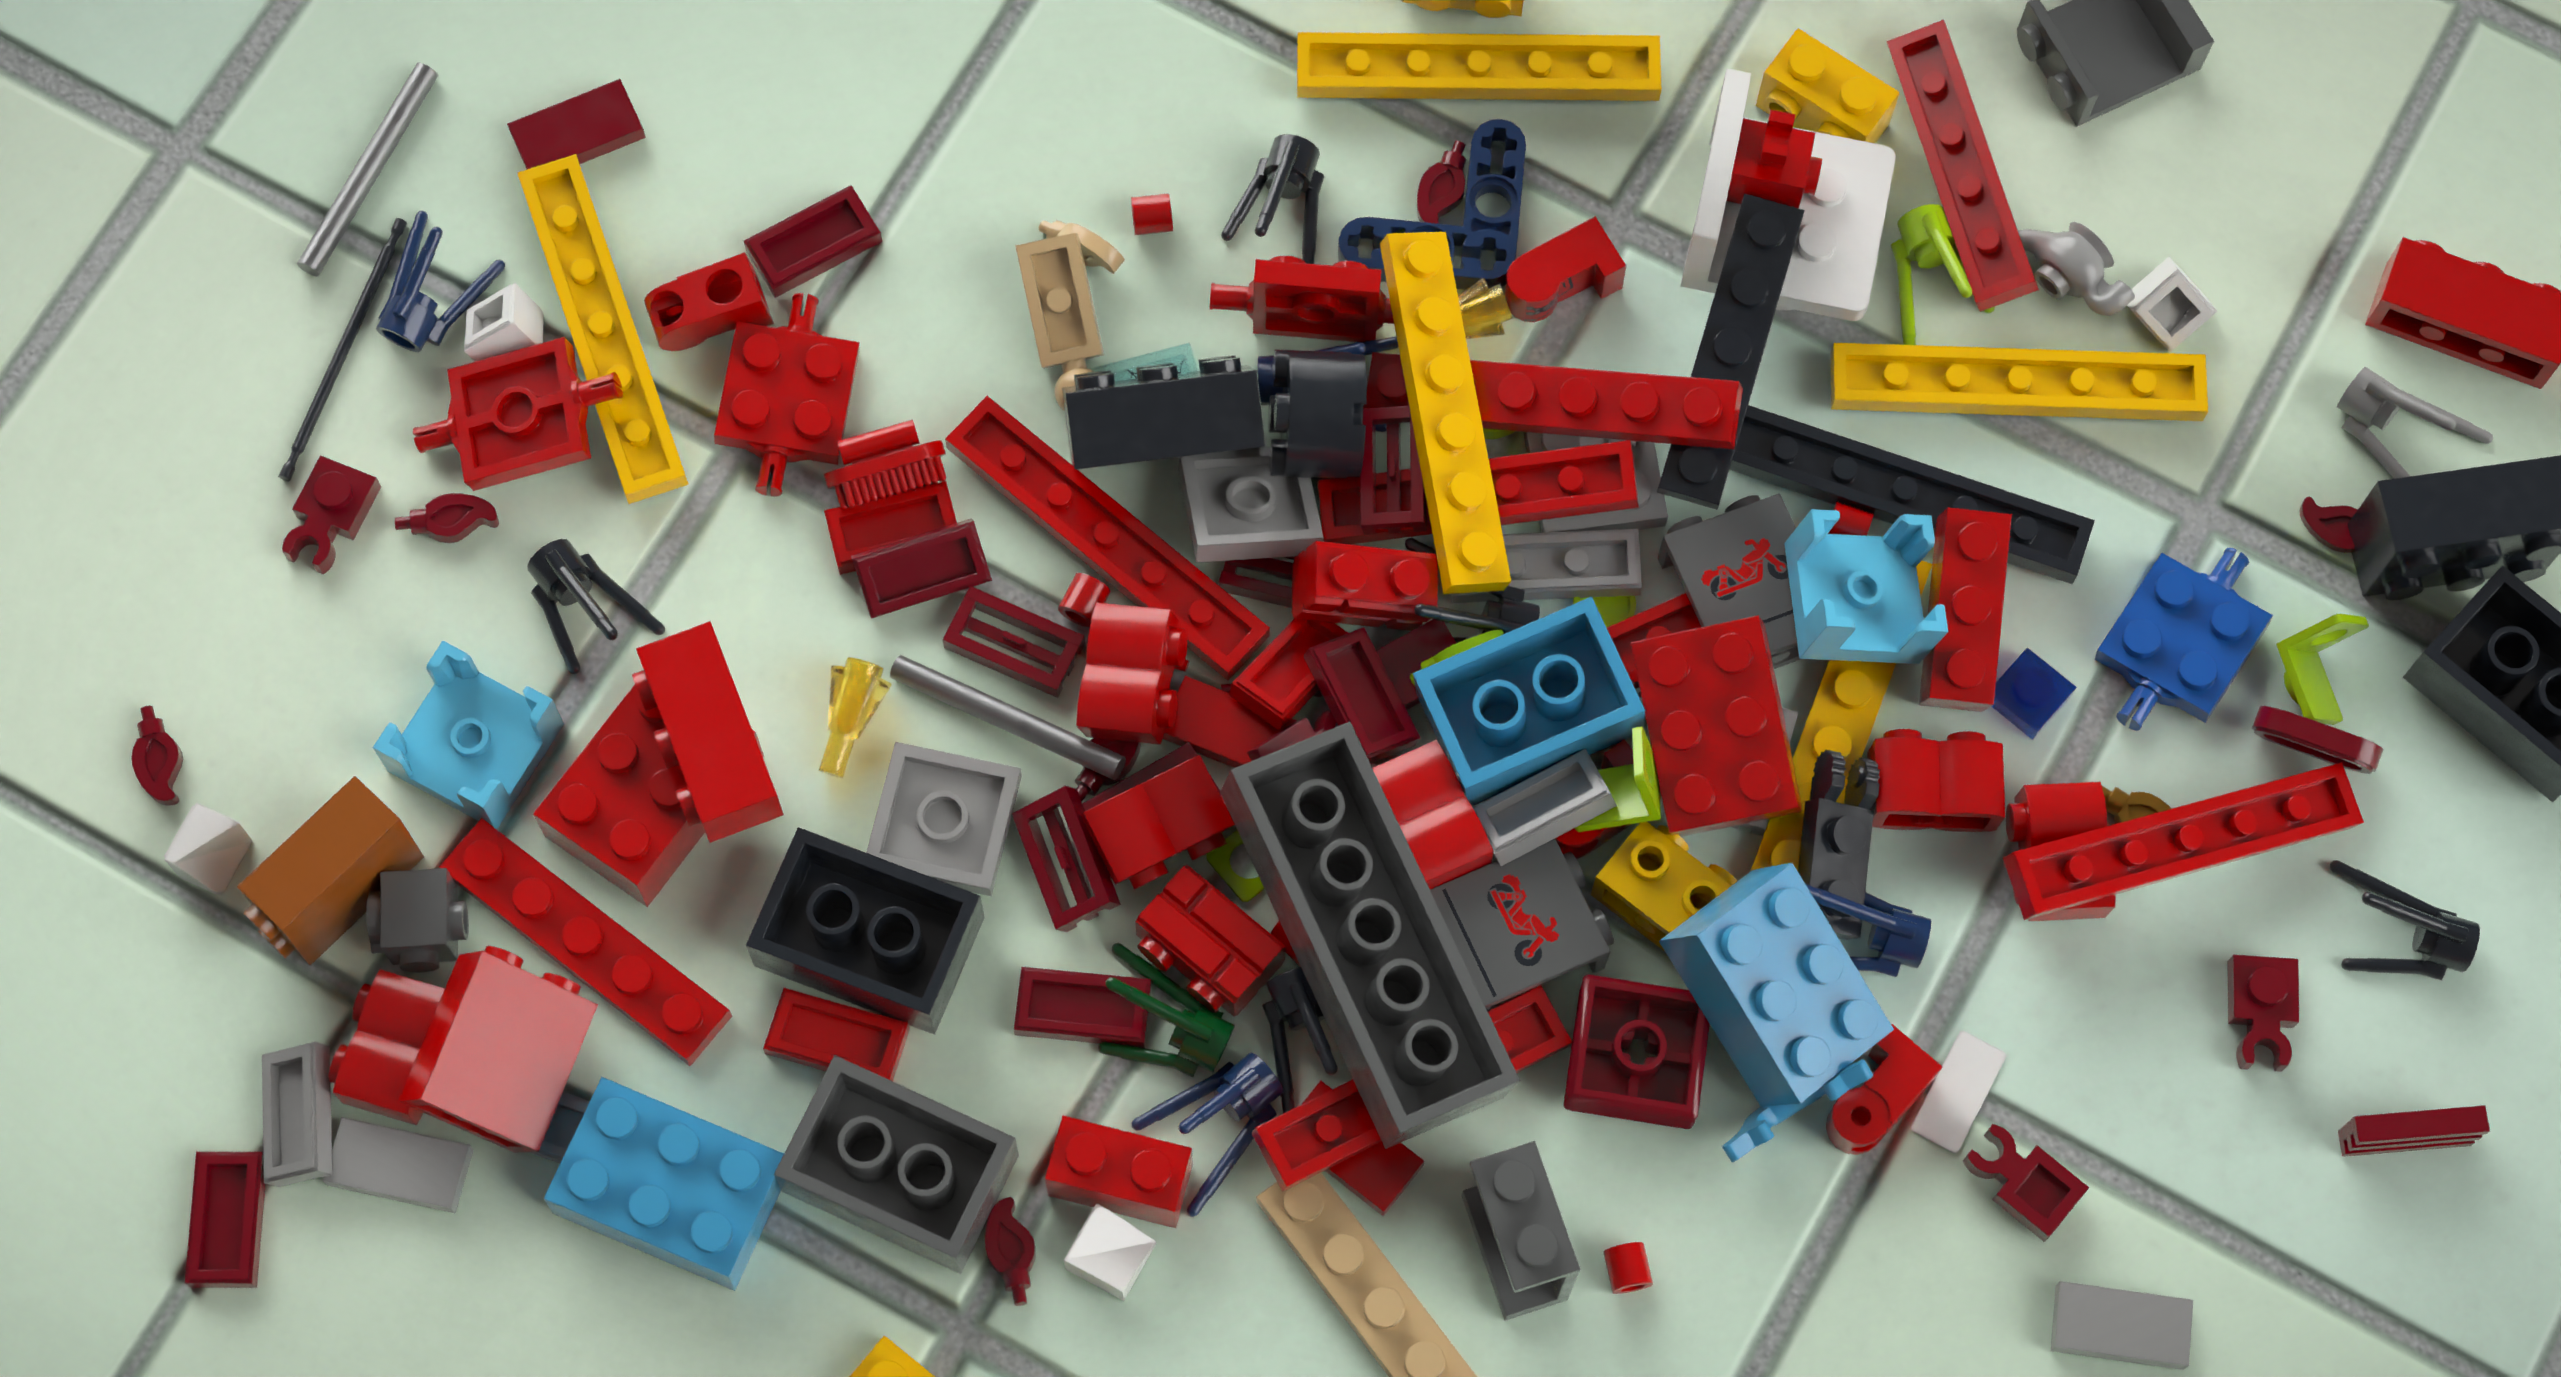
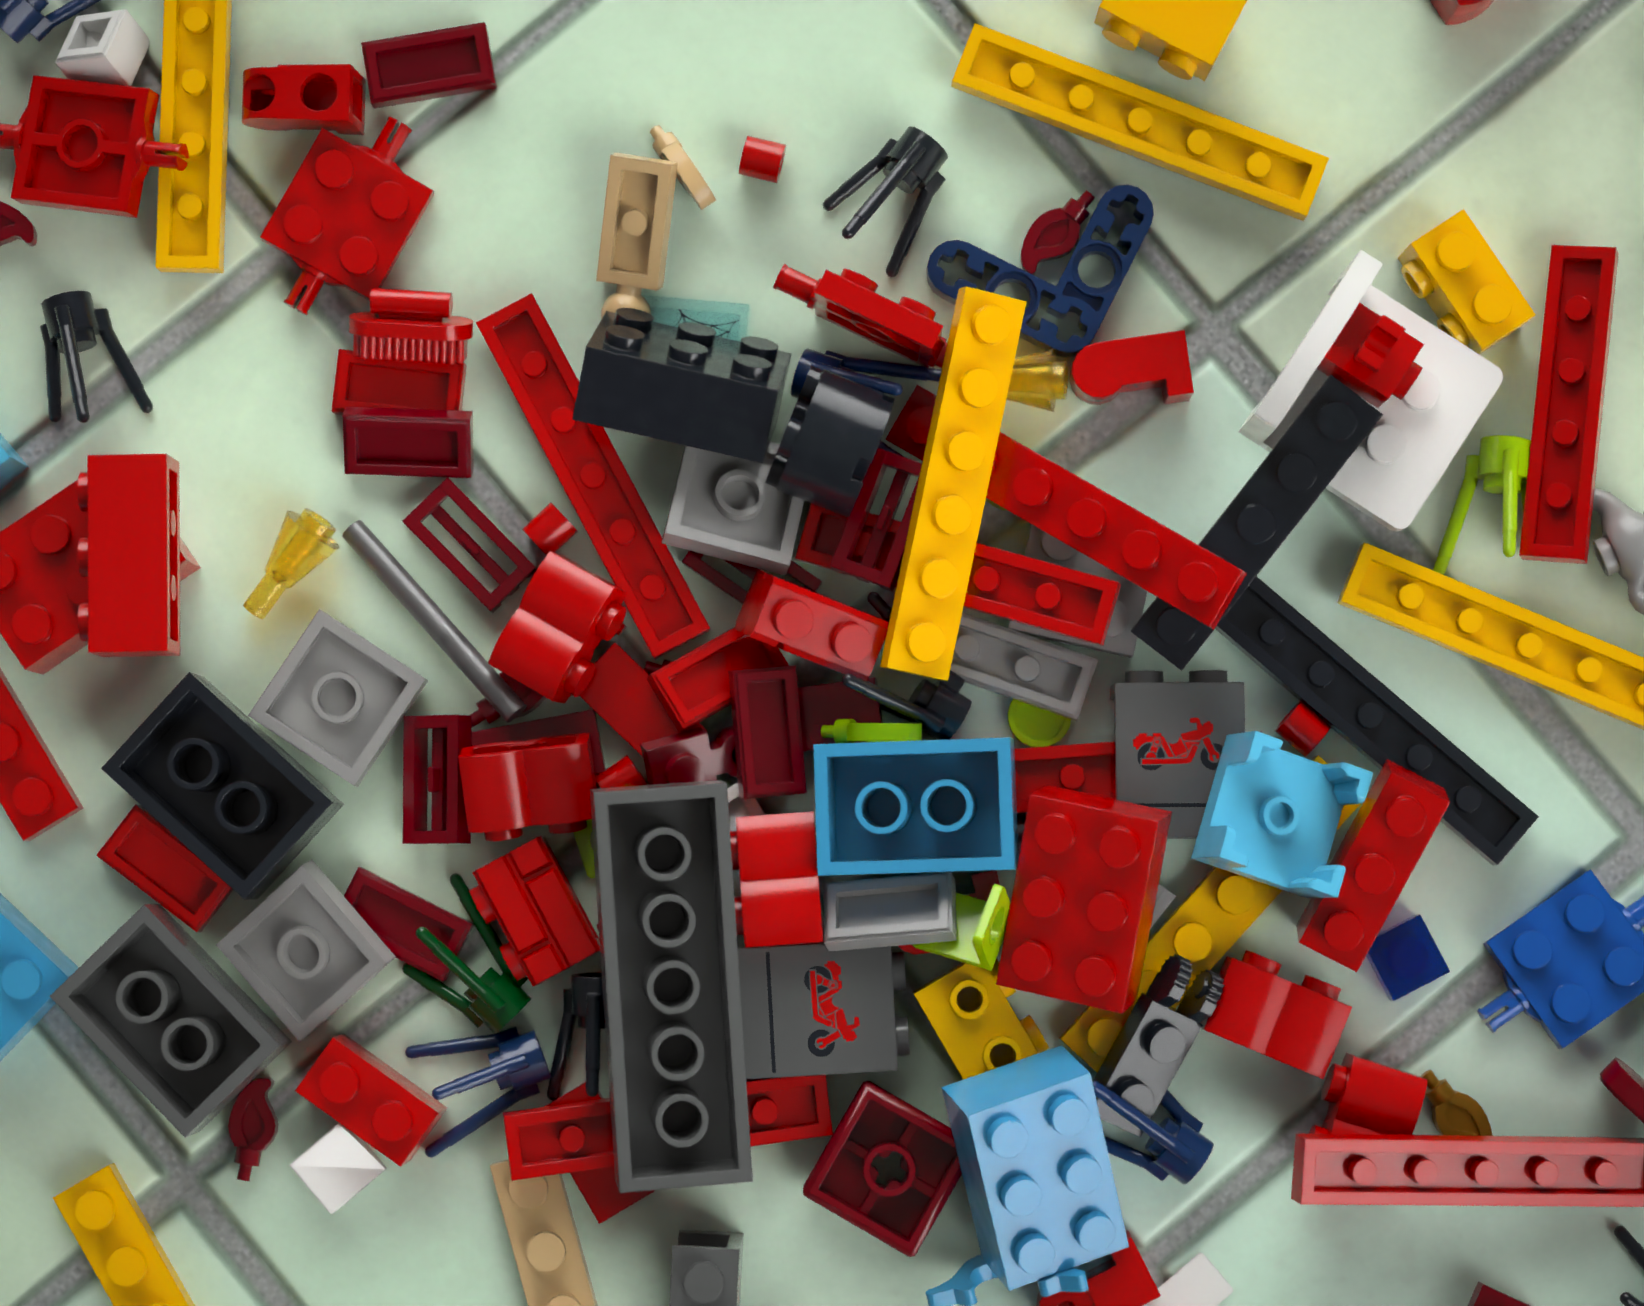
camera: 25 degrees right, 15 degrees up
(1002, 1056) = (305, 950): none -> light grey plate

